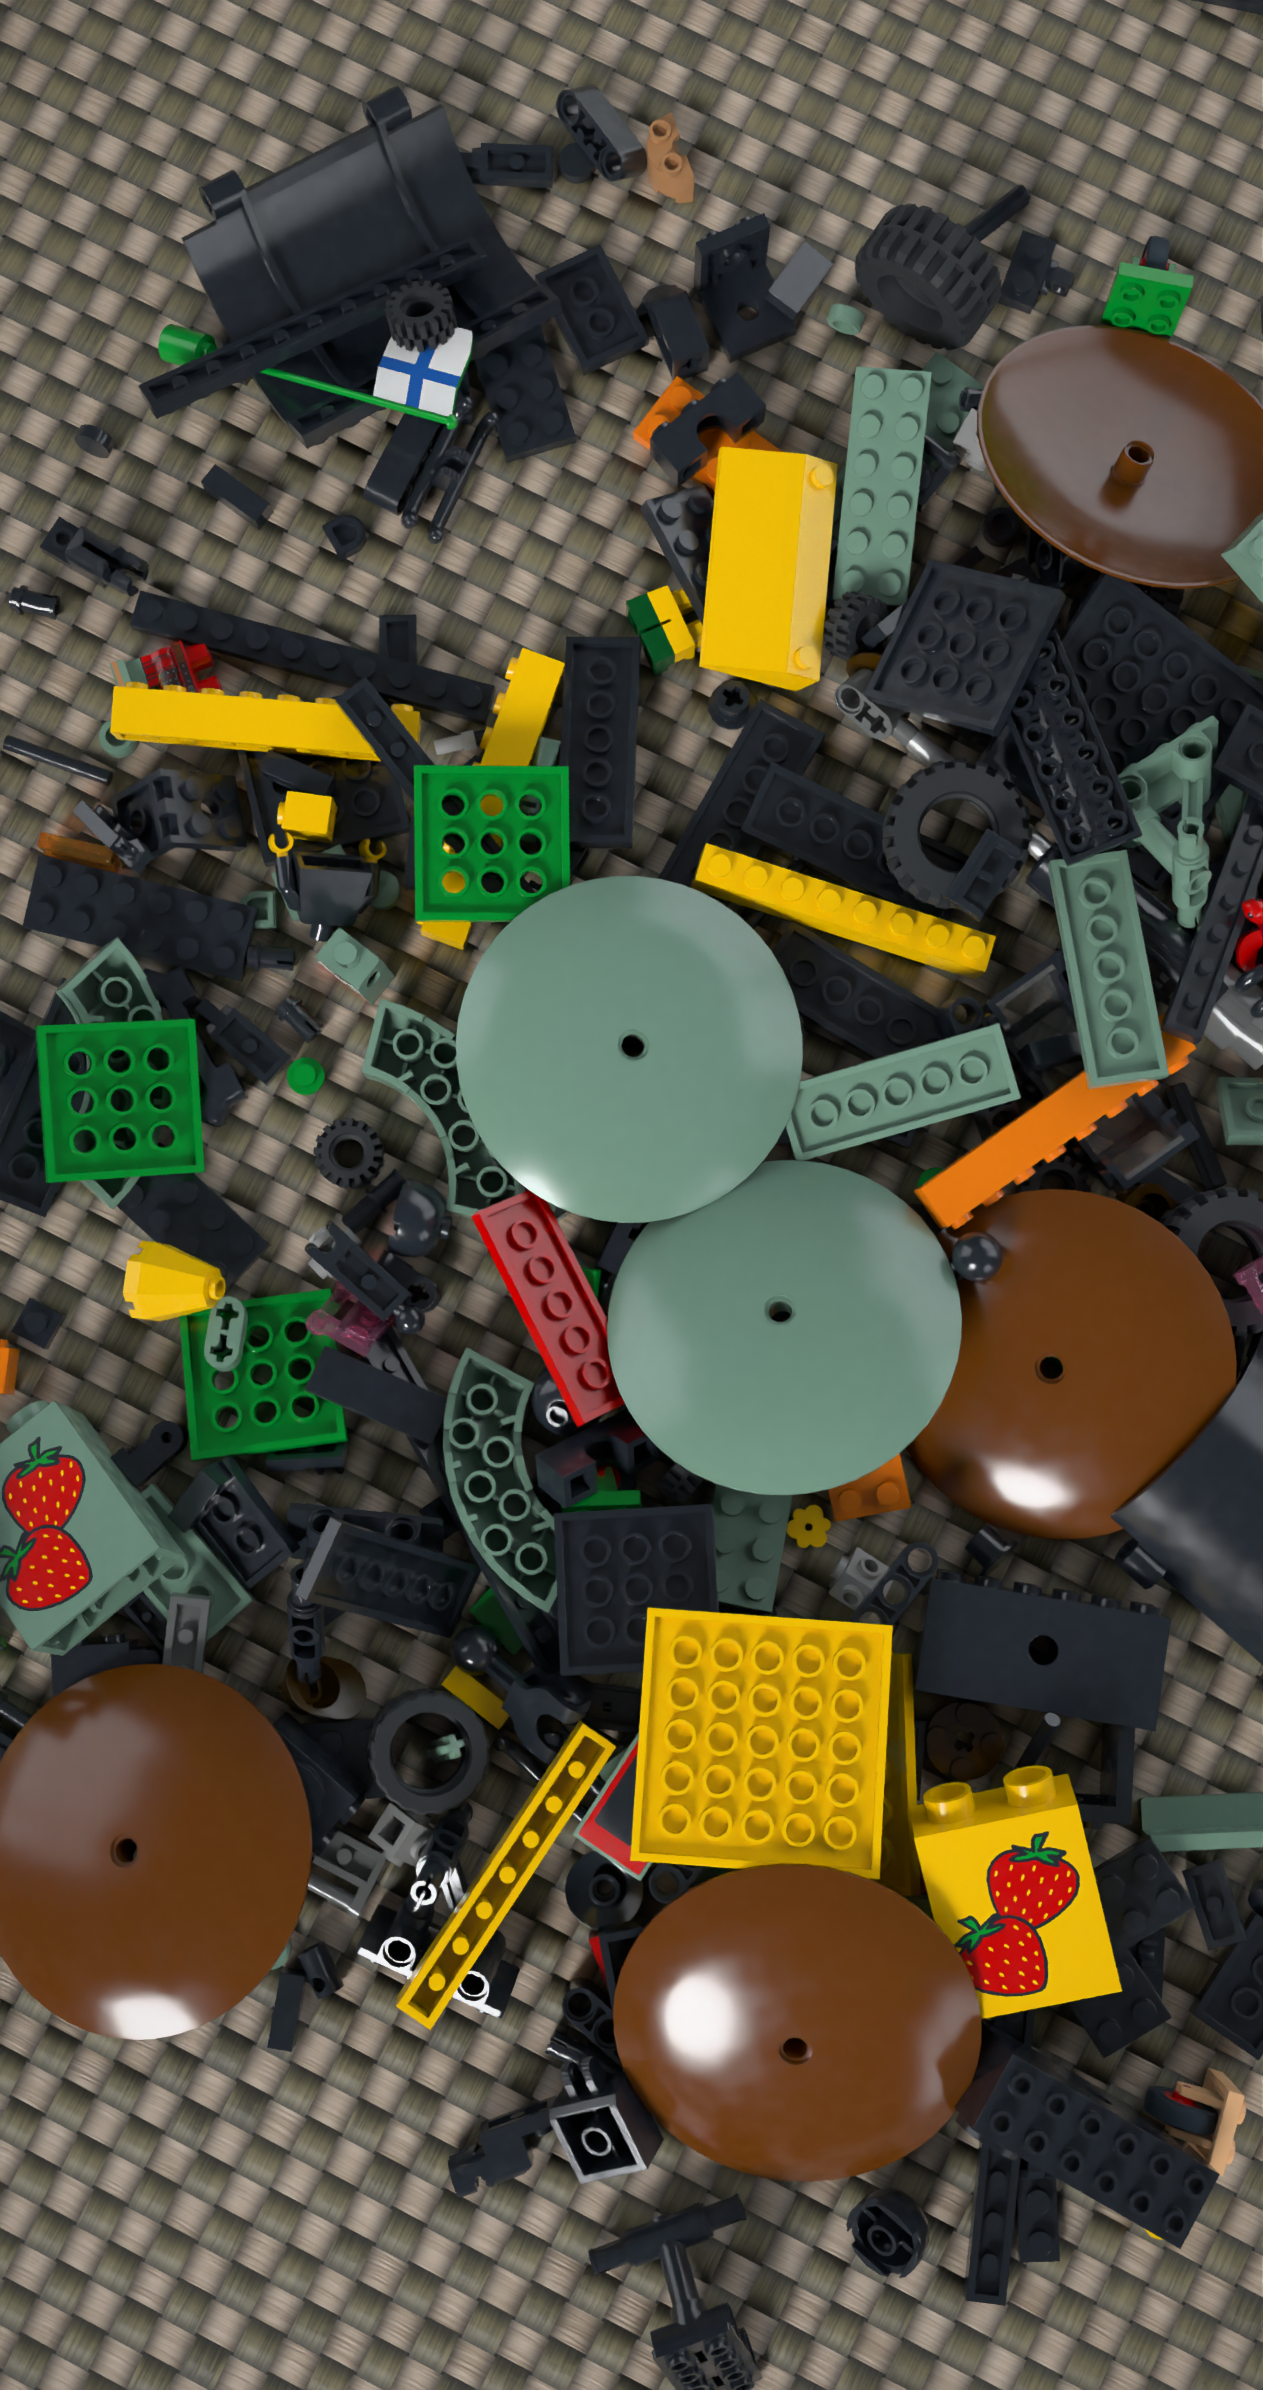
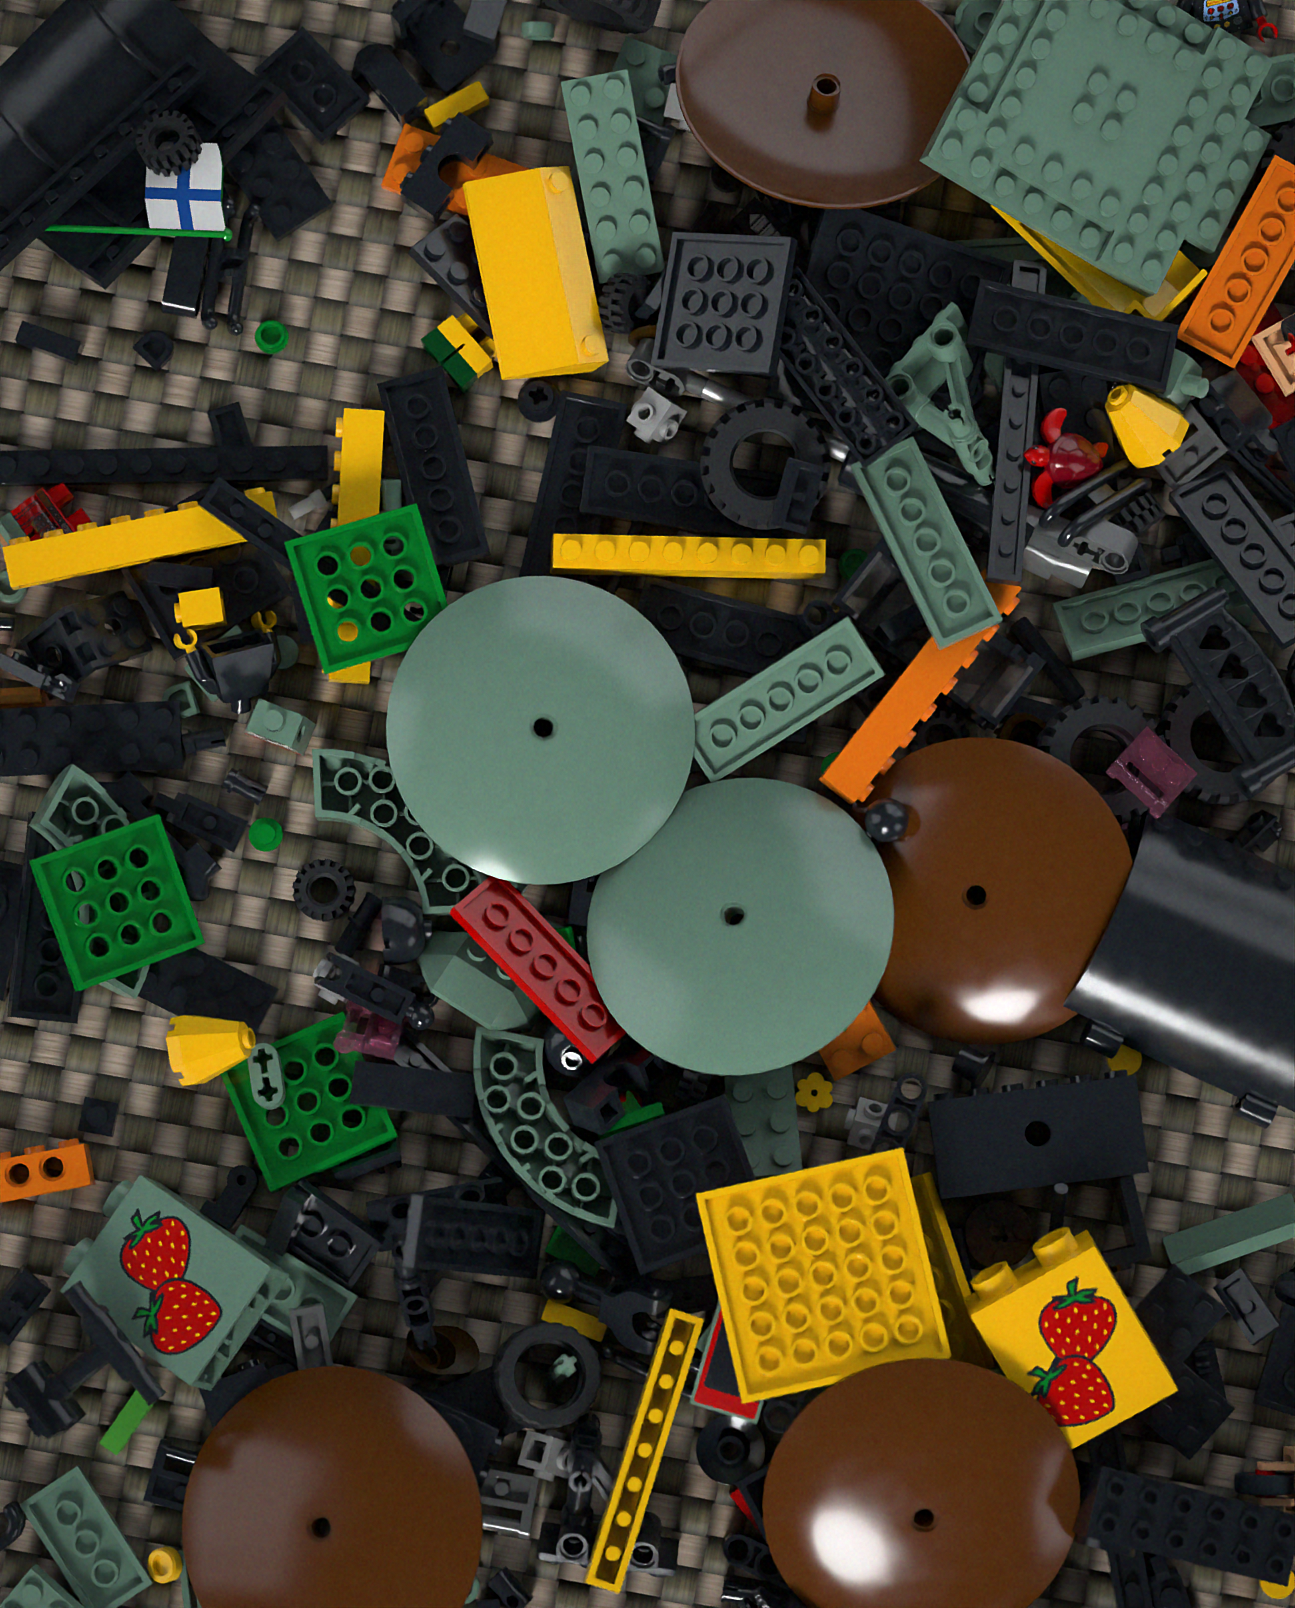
camera: 20 degrees left, 0 degrees up
(470, 557) = (271, 337): none -> green plate
(477, 1302) = (474, 983): none -> sand green wedge
(754, 369) = (465, 101): none -> yellow piece
(851, 755) = (655, 417): none -> light grey brick
(1013, 970) = (850, 562): none -> green plate
(1159, 1595) = (1125, 1059): none -> yellow tile

